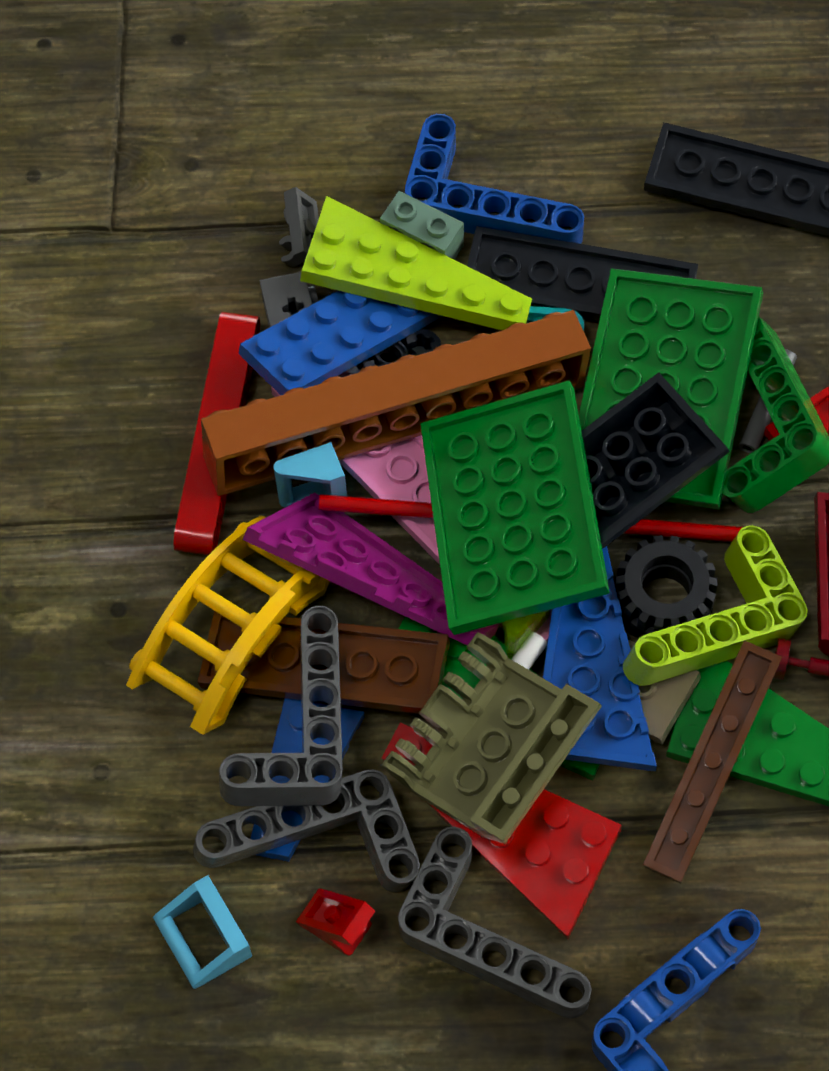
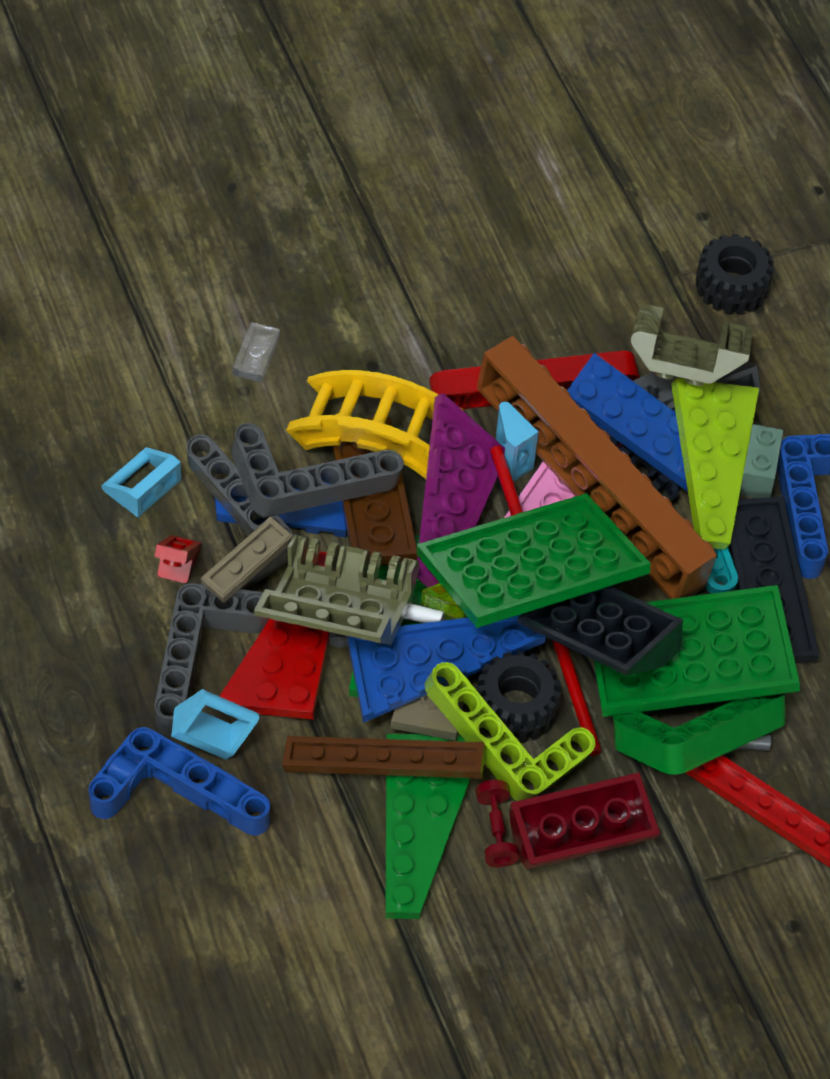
camera: 65 degrees right, 10 degrees down
(54, 738) = (256, 352): none -> clear plate
(146, 142) = (732, 291): none -> black tyre
(274, 235) = (685, 356): none -> olive slope
(394, 834) = (247, 559): none -> dark tan tile
(616, 945) = (209, 732): none -> medium azure tile

